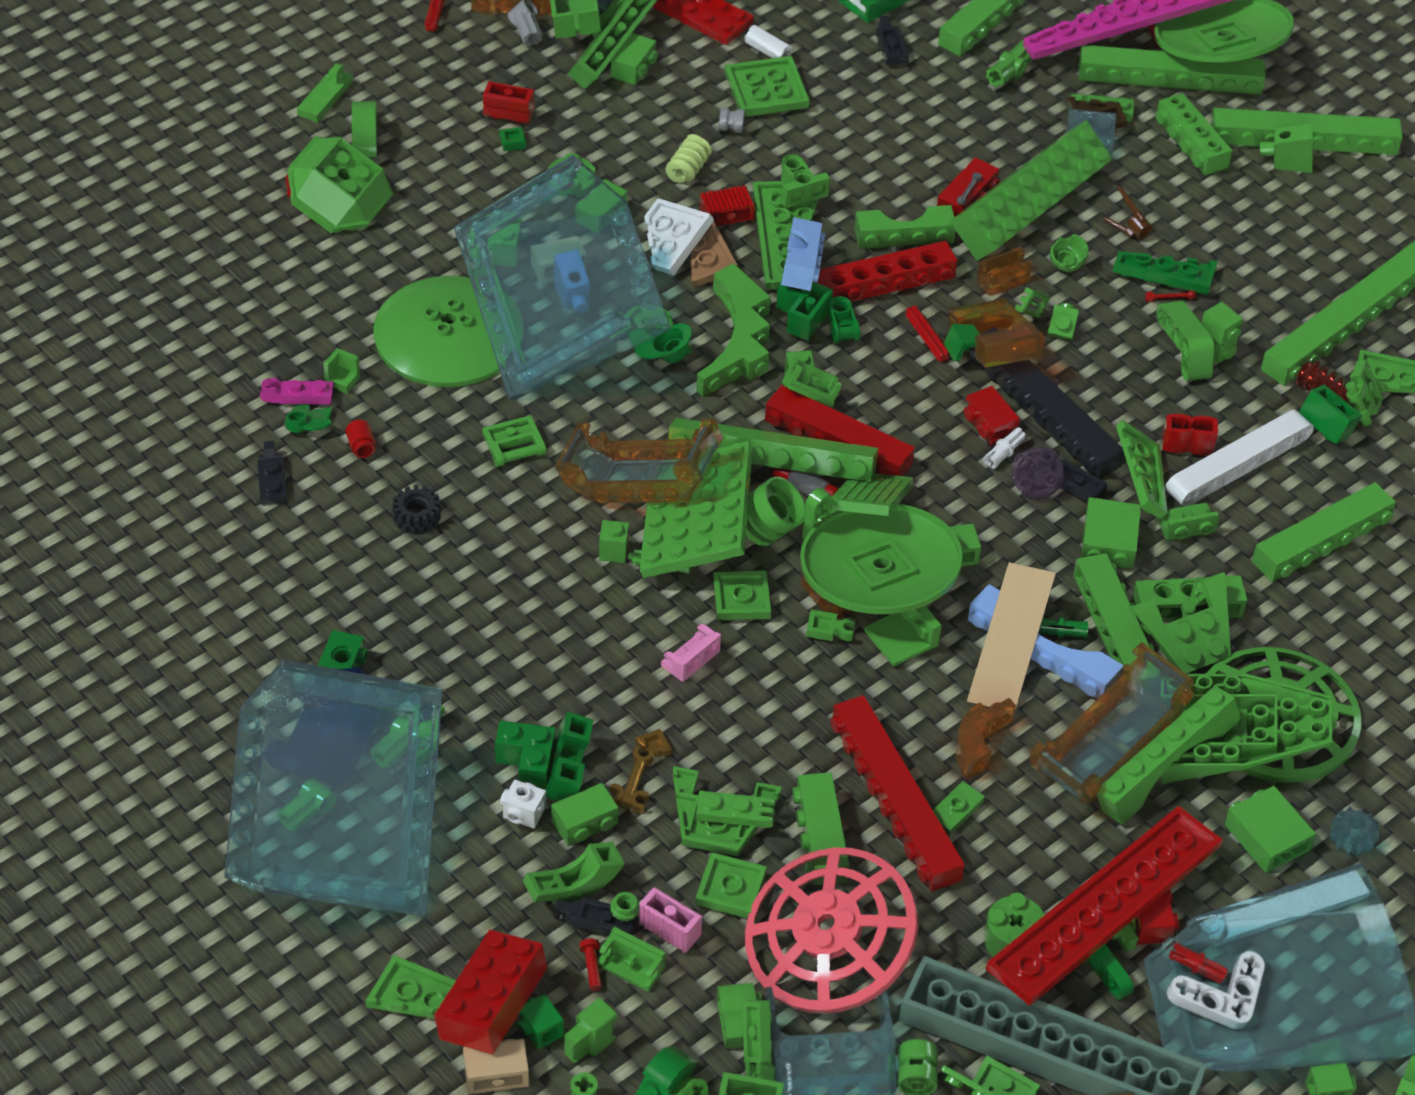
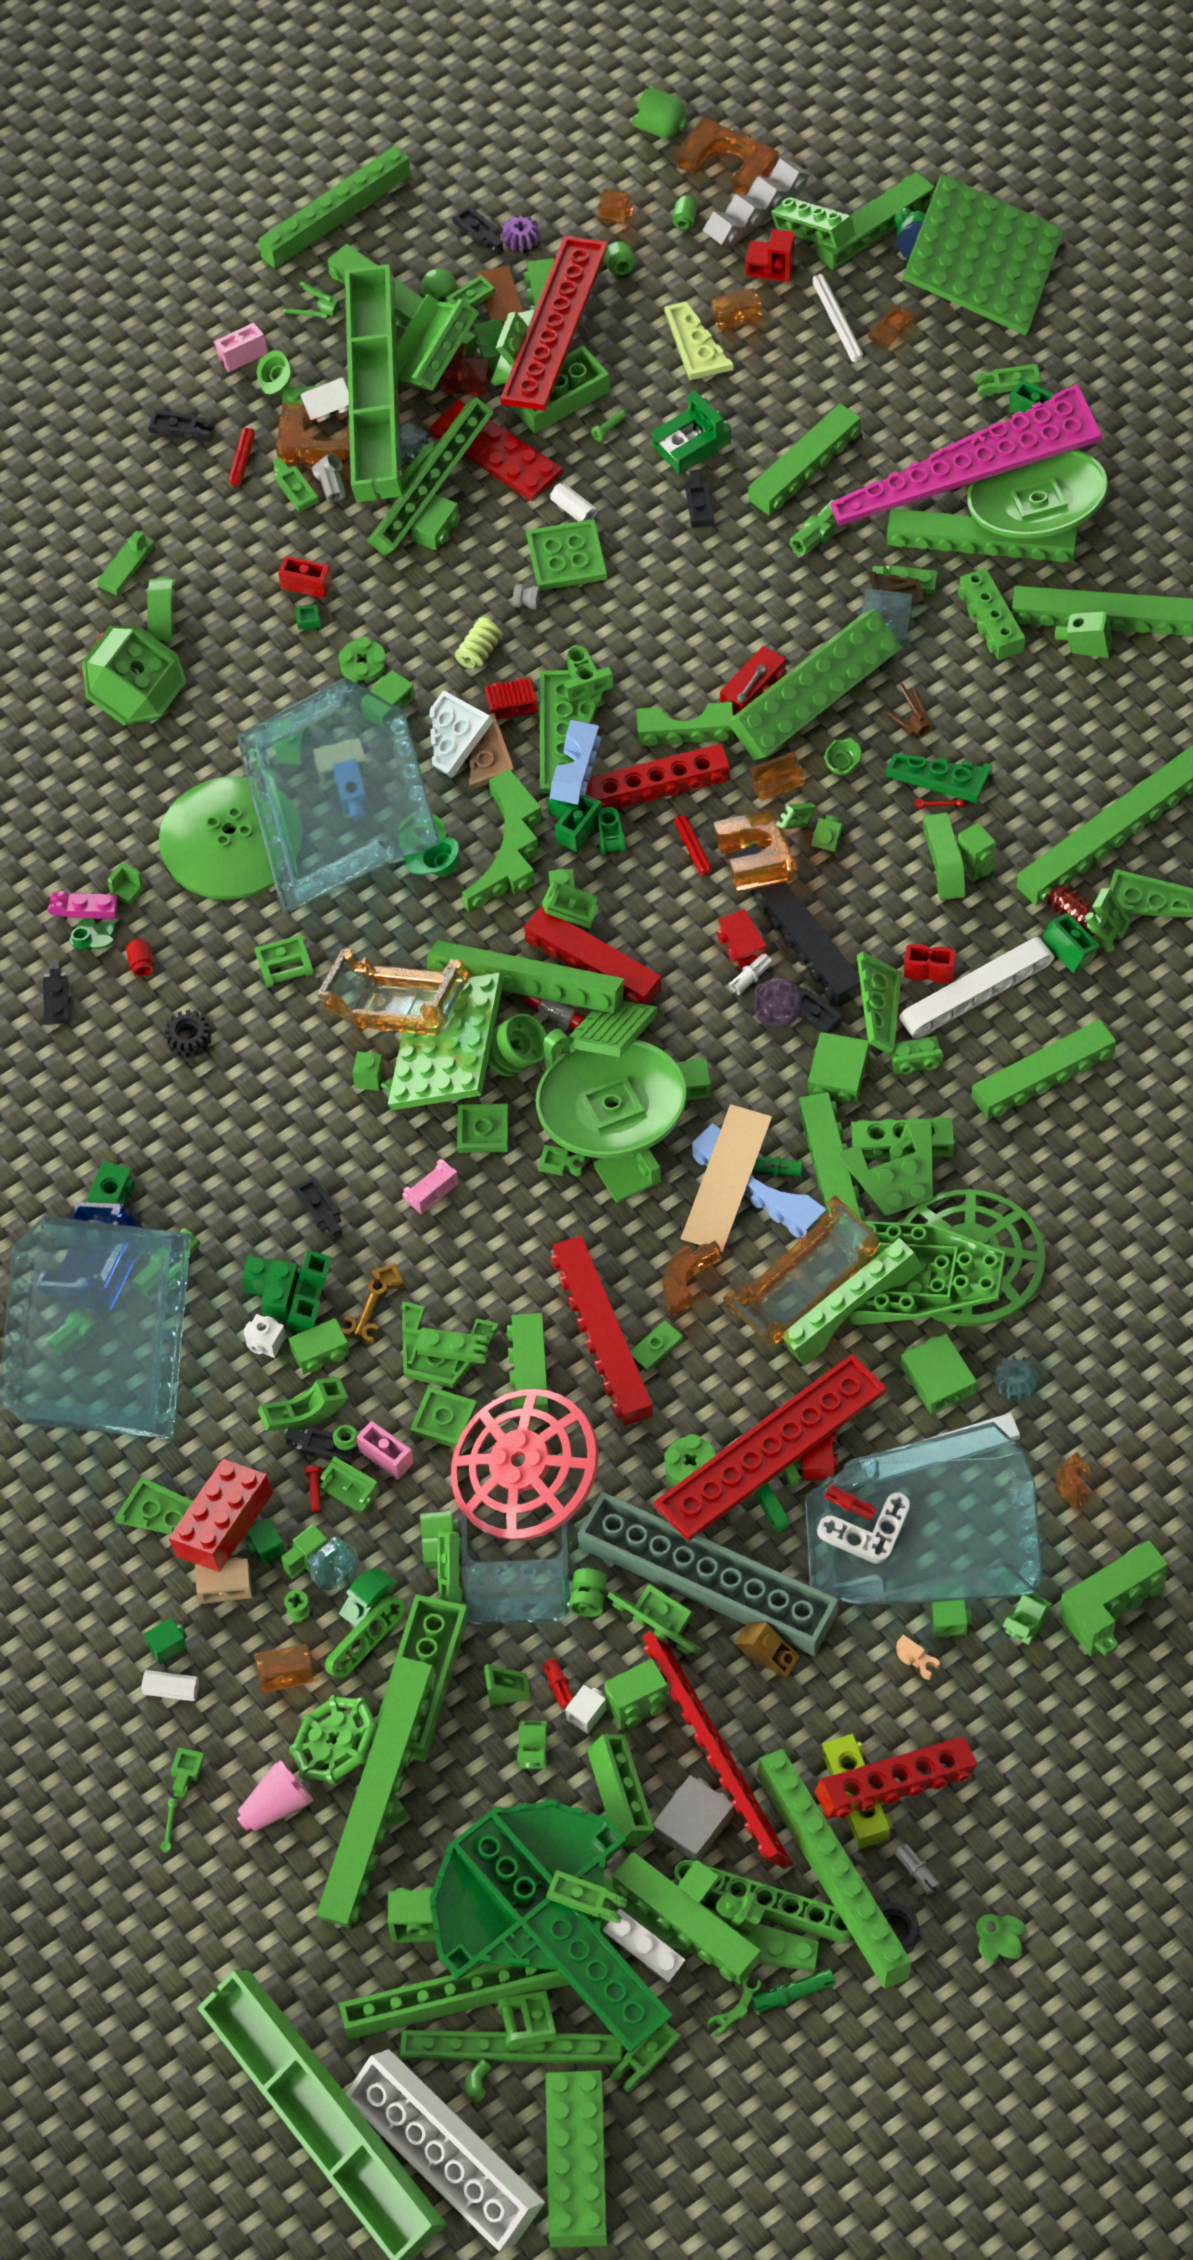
camera: 10 degrees right, 10 degrees up
(490, 29) = (294, 486): none -> bright green hinge
(572, 675) = (319, 1206): none -> black hinge
(623, 1043) = (333, 1564): none -> clear light blue tile
(960, 338) = (719, 856): green panel -> none

